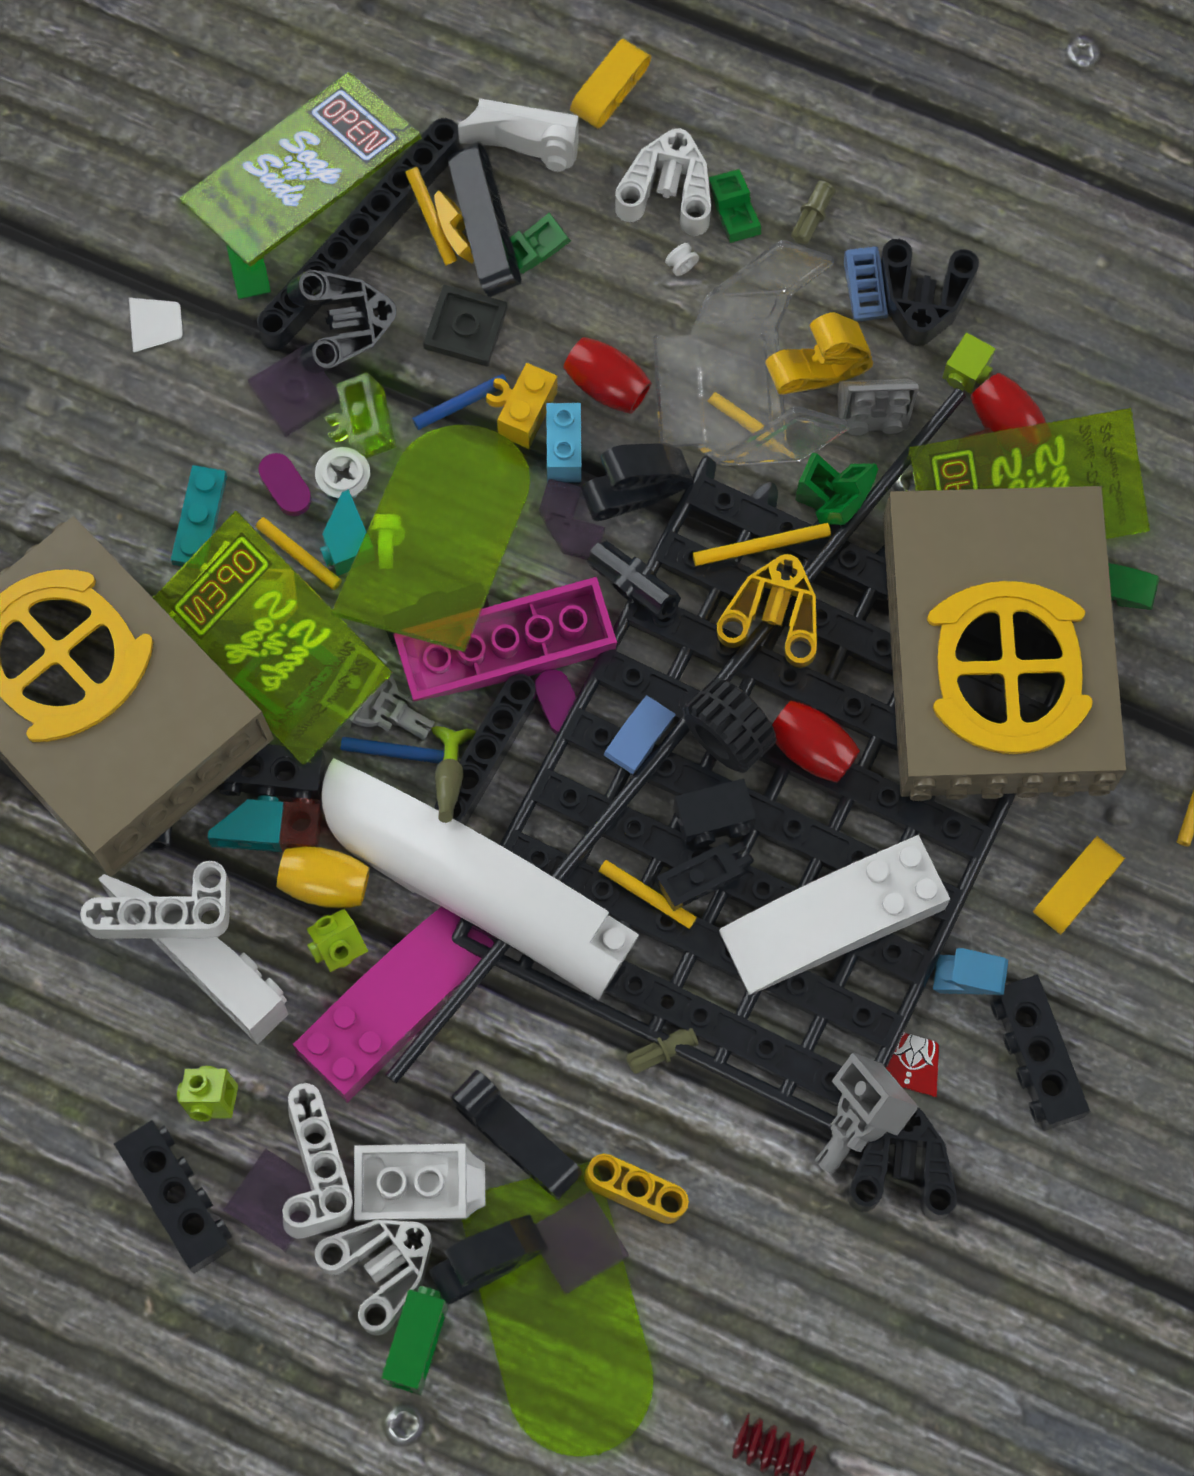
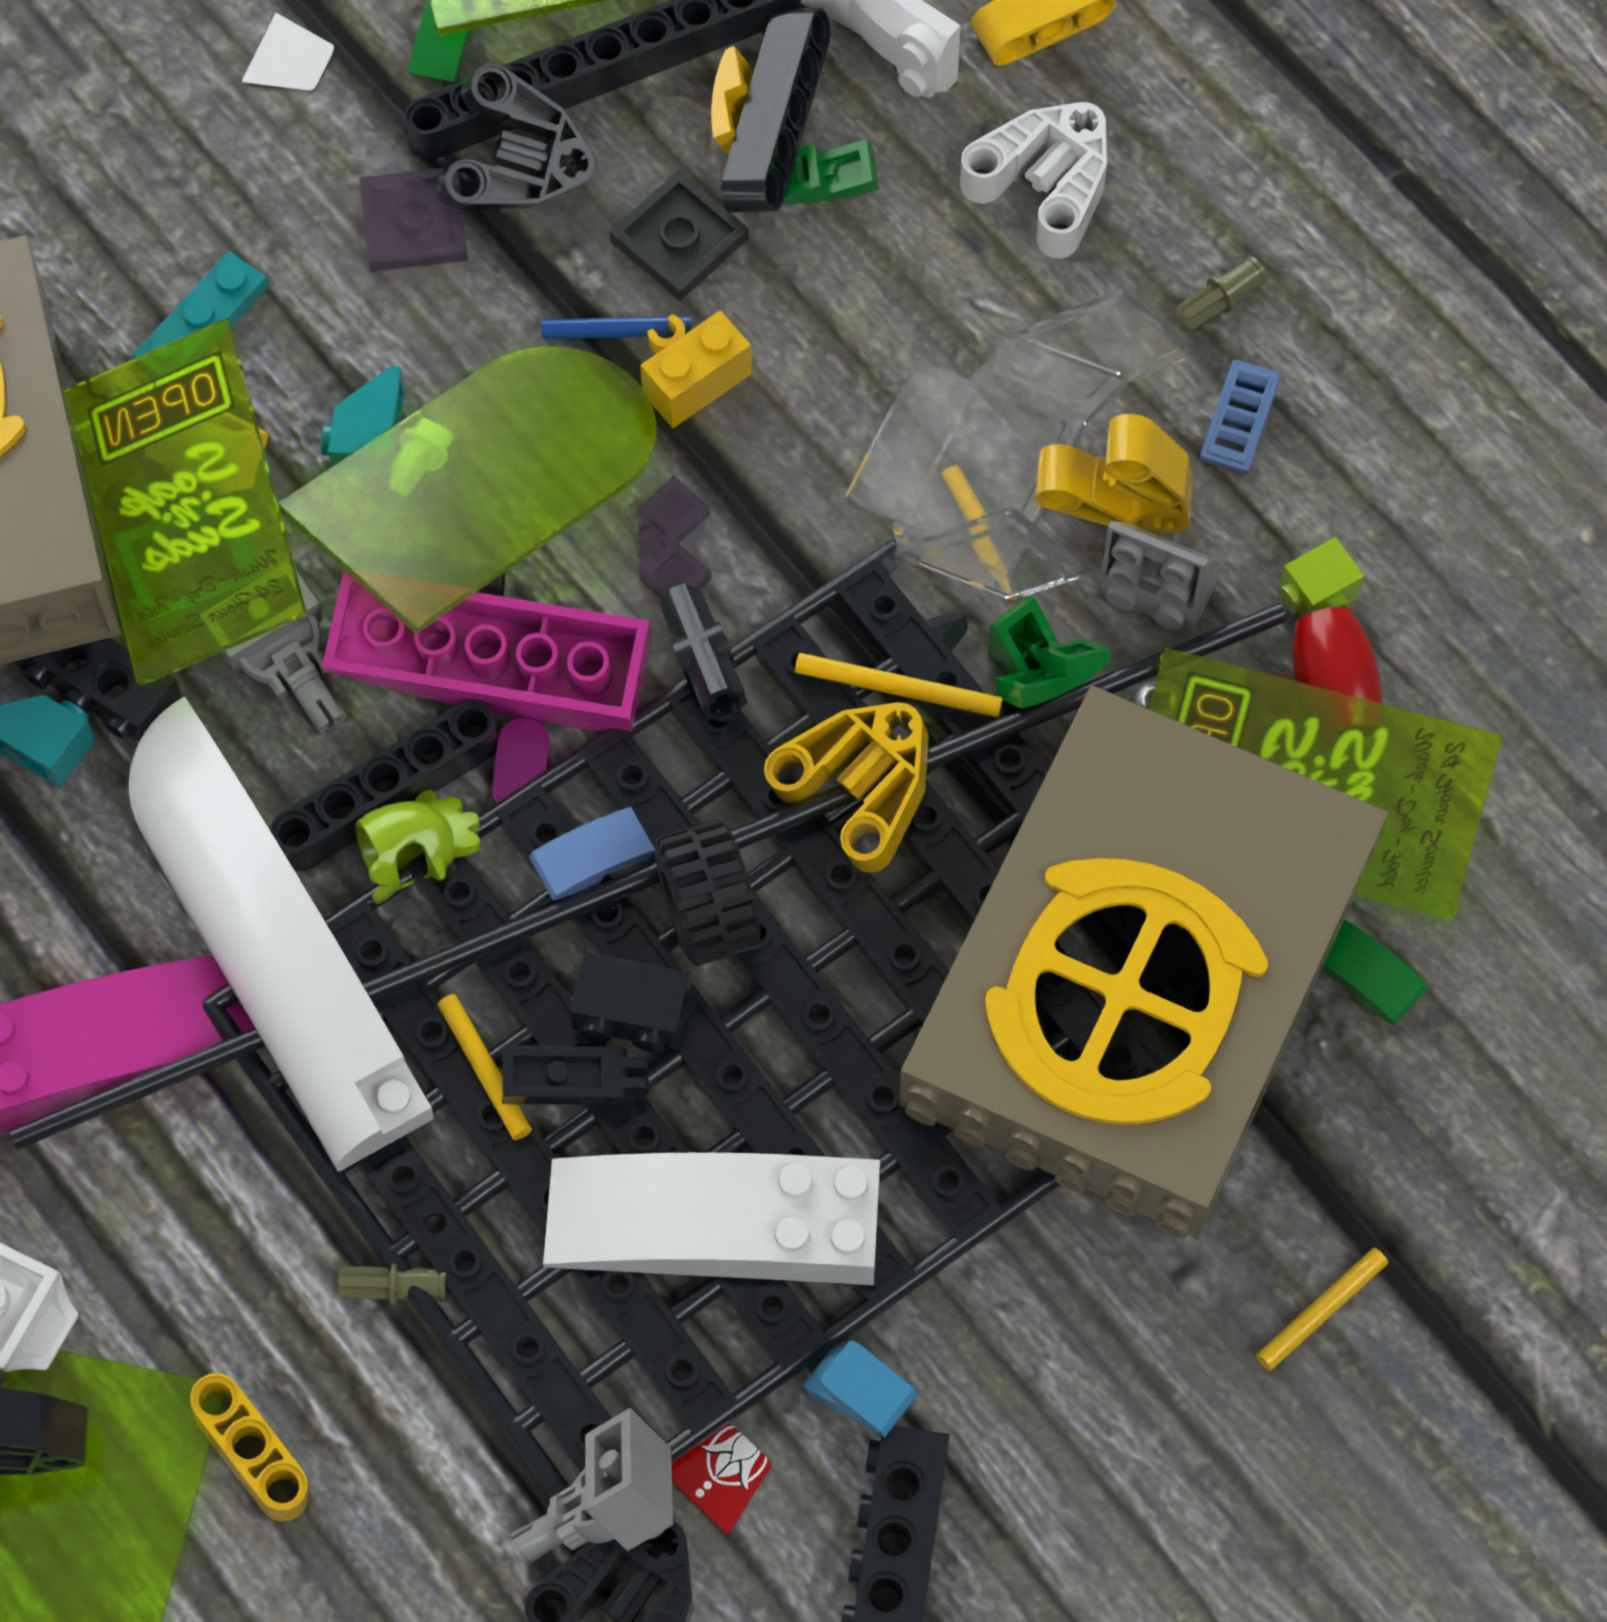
camera: 30 degrees right, 5 degrees down
(284, 484) = (332, 328): magenta tile -> none
(296, 810) = (100, 785): clear red brick -> none
(298, 553) = (296, 416): yellow piece -> none
(323, 877) = (83, 841): yellow piece -> none
(335, 940) = (52, 930): lime brick -> none
(339, 459) = (419, 329): white gear -> none
(364, 416) = (476, 286): clear neon green brick -> none
(392, 750) = (274, 727): blue piece -> none
(430, 214) = (707, 71): yellow piece -> none
(449, 771) = (314, 781): olive piece -> none
(513, 776) = (405, 830): none -> lime piece
(515, 1136) = (131, 1293): black beam -> none
(564, 442) = (716, 437): medium azure brick -> none
(580, 1243) = (136, 1481): tile -> none
(607, 375) = (821, 376): red piece -> none
(636, 479) = (780, 523): black connector -> none
(682, 259) = (1009, 275): white bush -> none
(734, 205) = (1121, 240): green slope -> none
(814, 741) = (815, 971): red piece -> none
(922, 310) = (1347, 487): black connector -> none
(1078, 885) = (1081, 1345): yellow beam -> none

